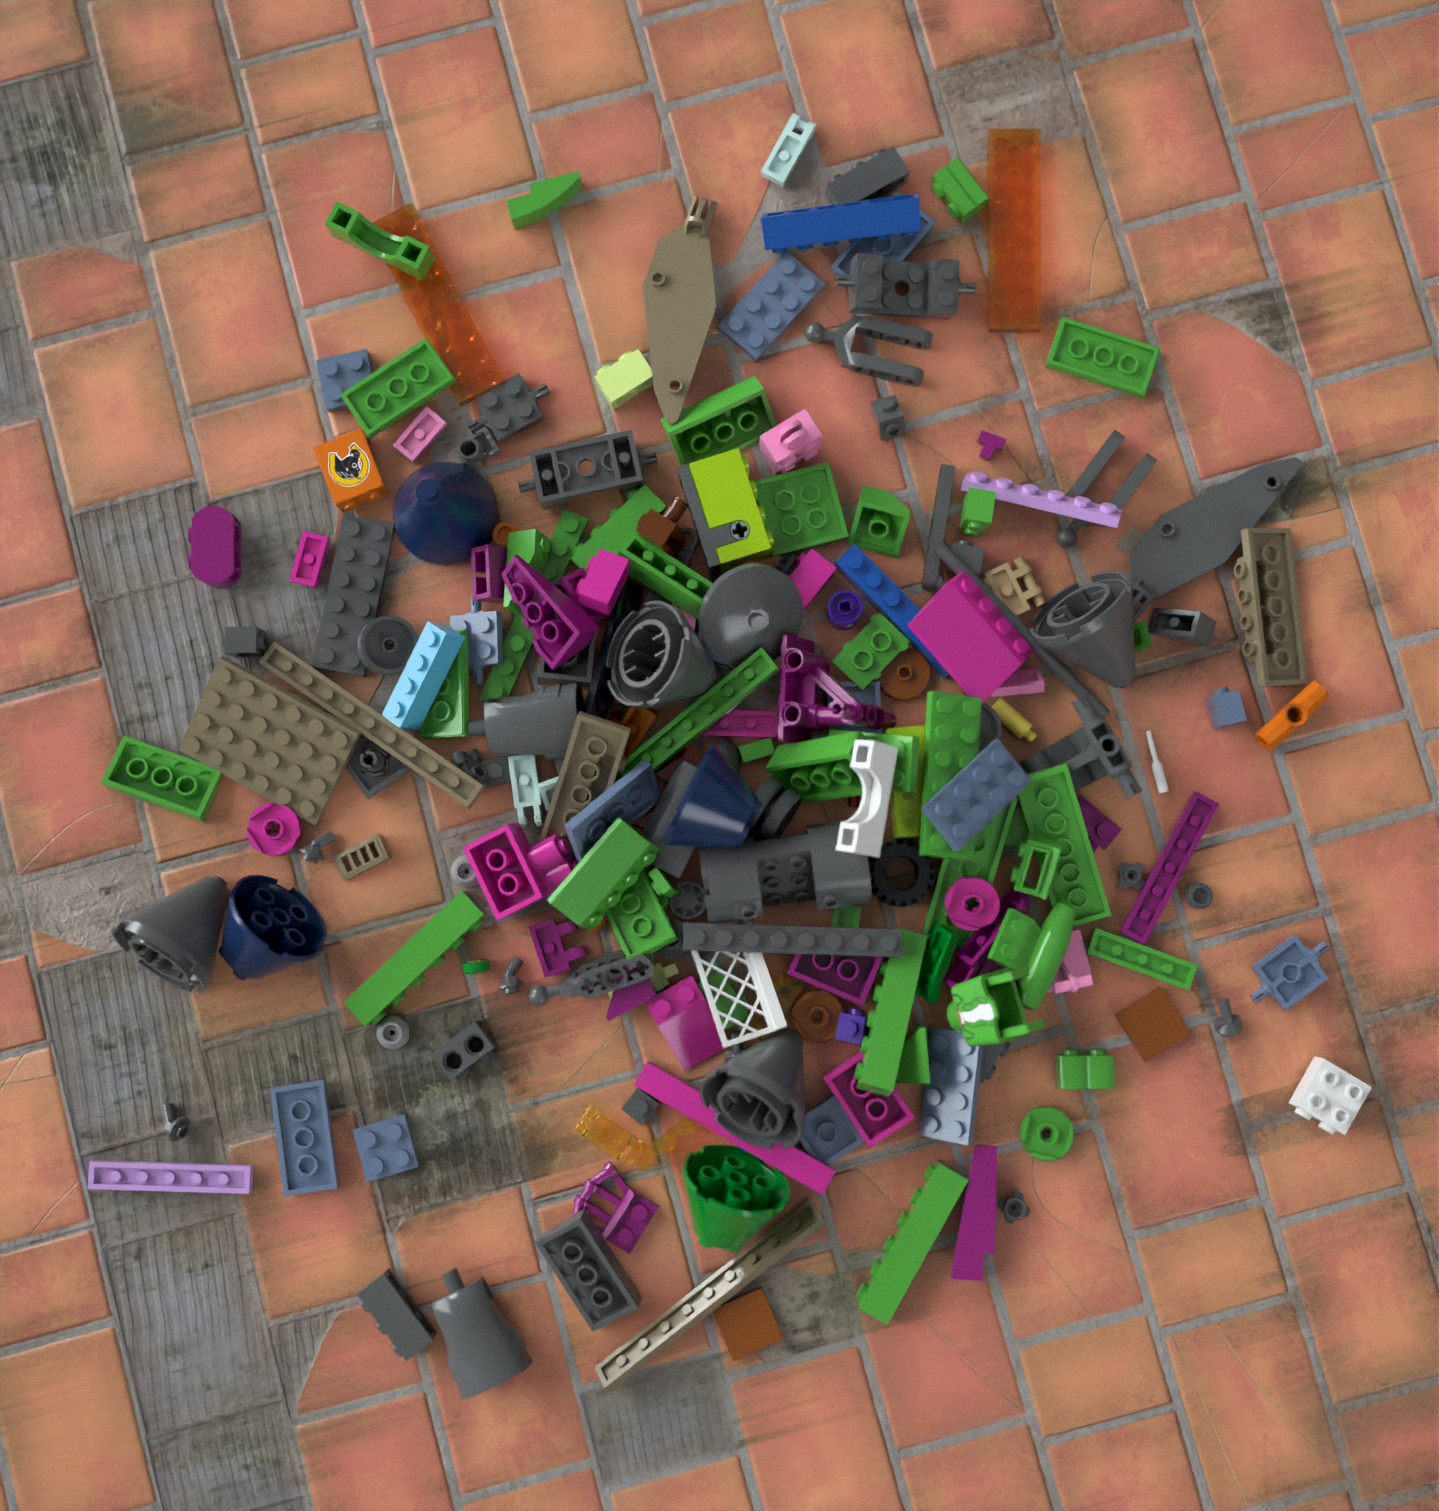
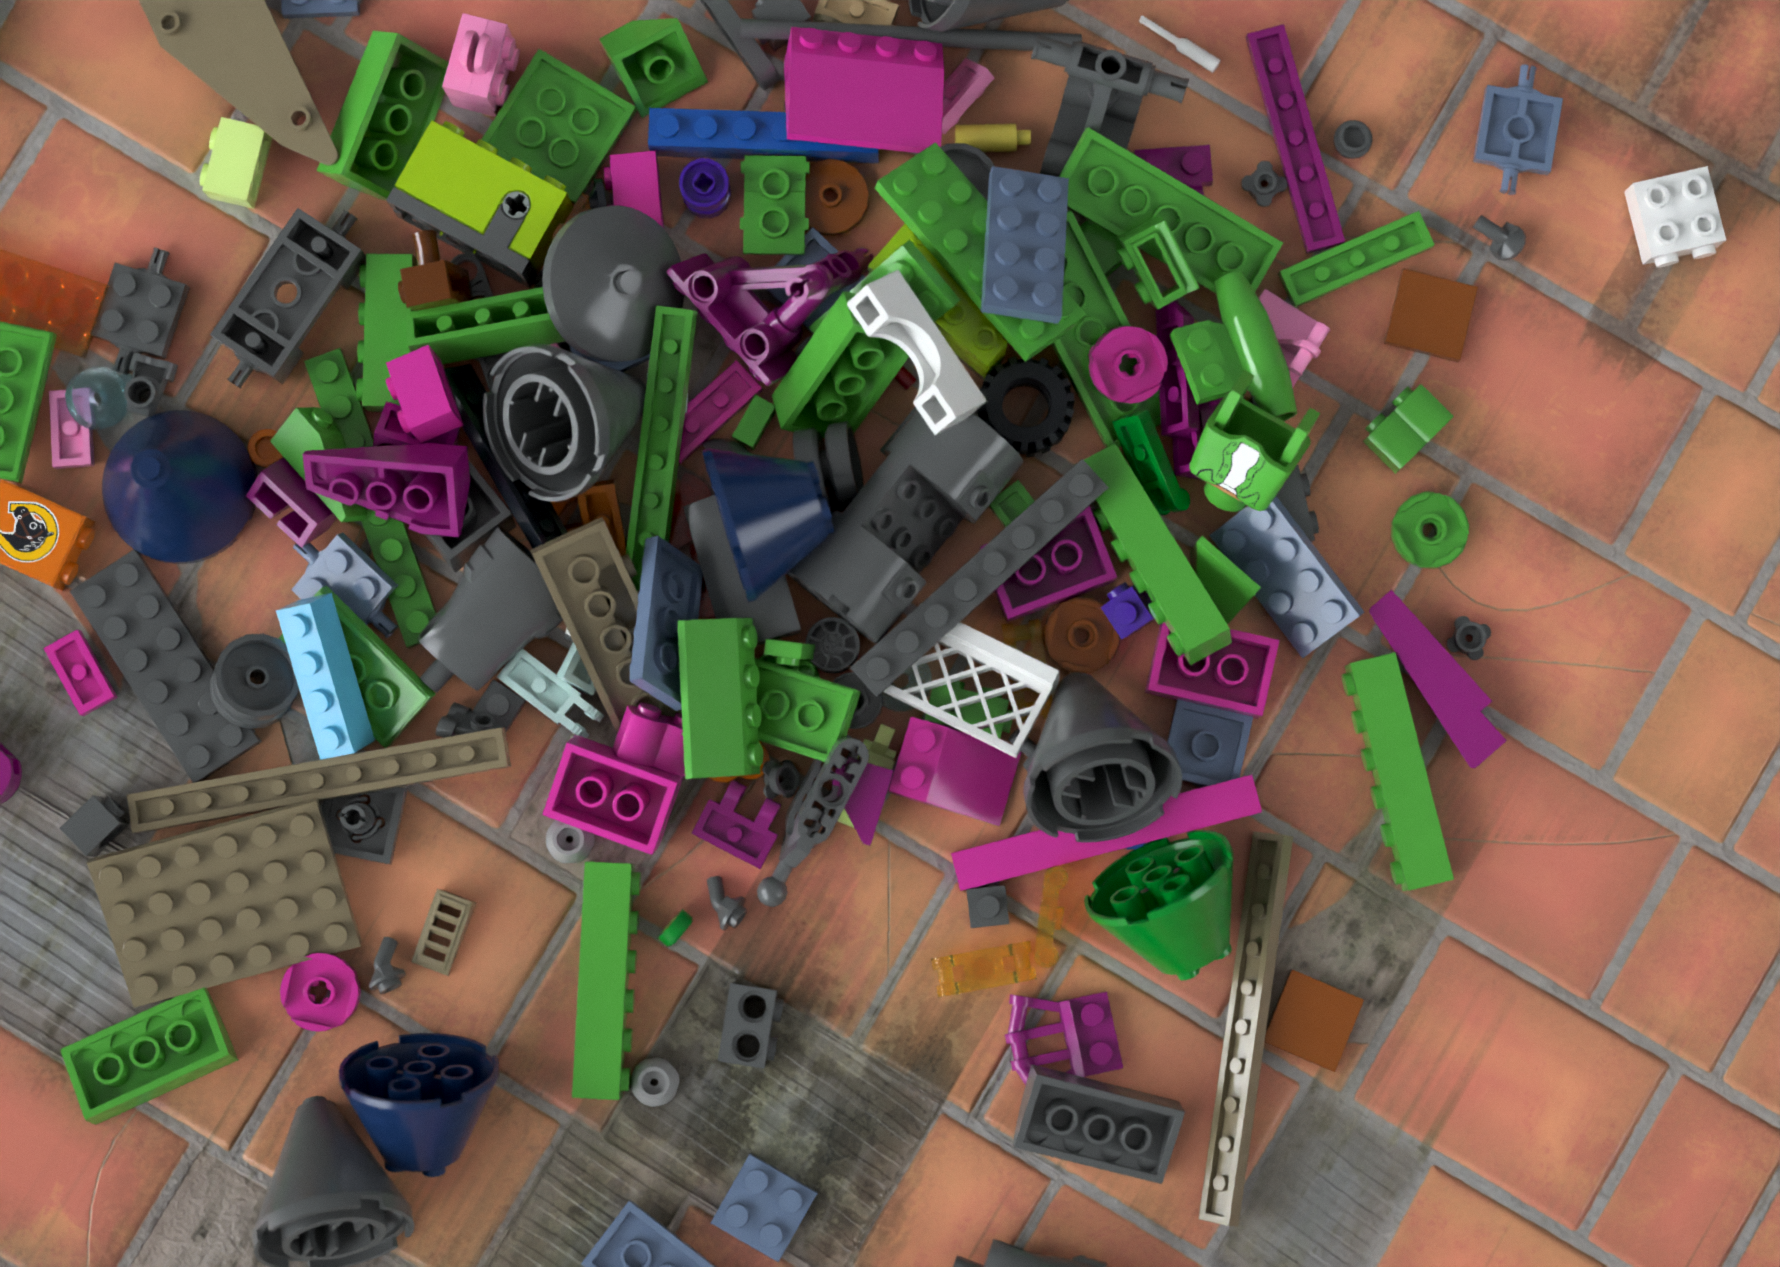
camera: 50 degrees left, 0 degrees up
(436, 425) = (81, 400): none -> clear light blue piece
(603, 944) = (780, 779): none -> dark grey plate

